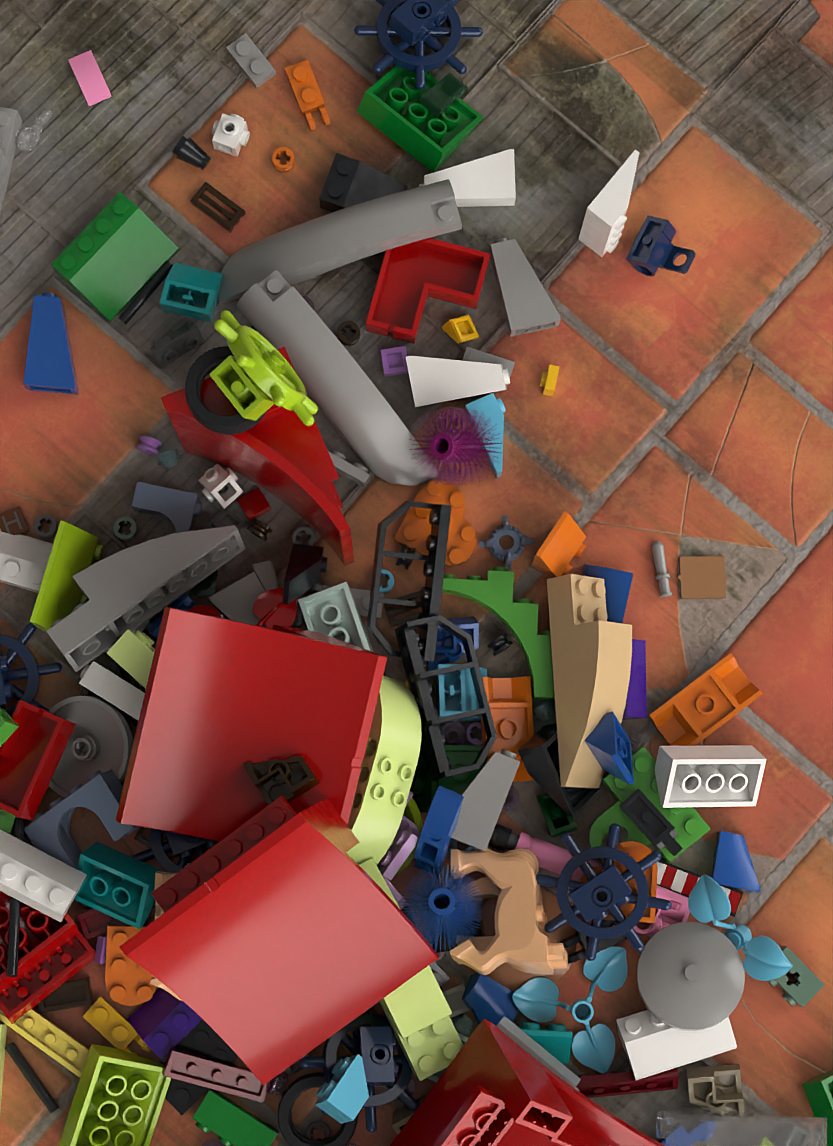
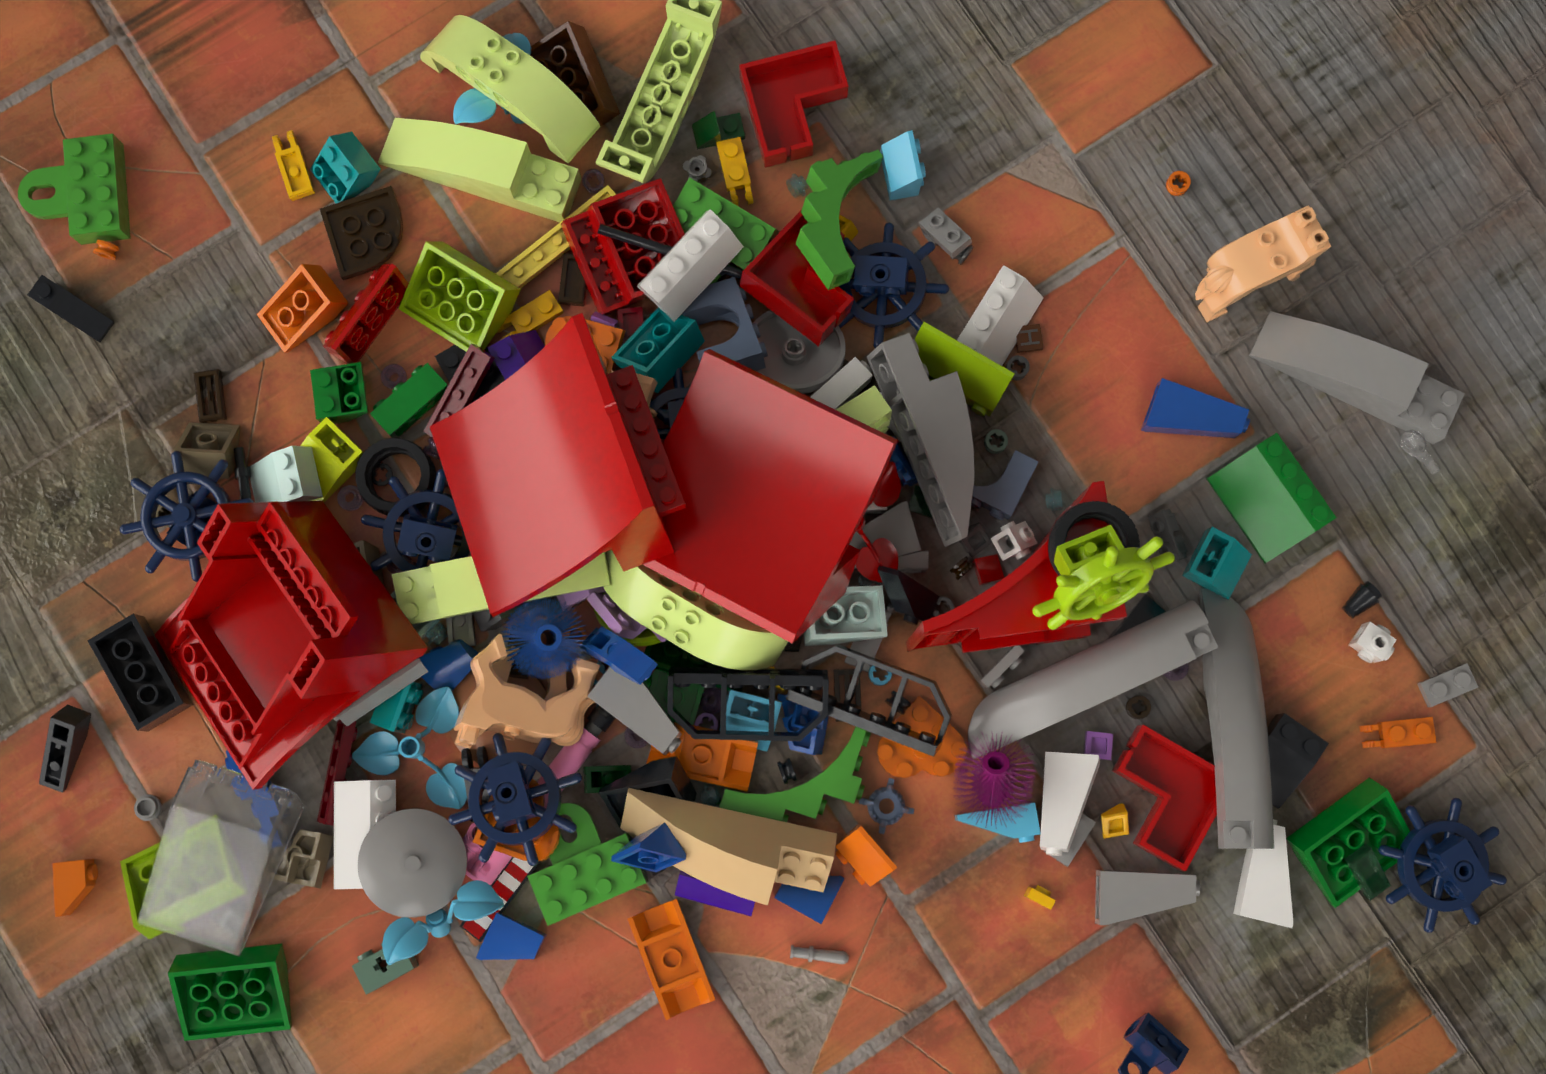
camera: 110 degrees right, 0 degrees up
(32, 1077) = (509, 233): black bar -> none
(89, 78) = (1463, 519): bright pink slope -> none
(145, 293) = (1226, 518): black bar -> none
(149, 445) = (1072, 483): medium lavender bush -> none
(233, 219) = (1283, 625): dark brown tile -> none
(282, 777) = (704, 513): dark brown slope -> none
(290, 156) = (1342, 686): orange bush -> none
(346, 1091) = (401, 500): medium azure slope -> none
(607, 212) = (1198, 1002): white slope -> none
(651, 822) = (569, 866): black hinge -> none
(702, 577) = (800, 995): medium nougat piece -> none
(709, 775) = (599, 940): white slope -> none

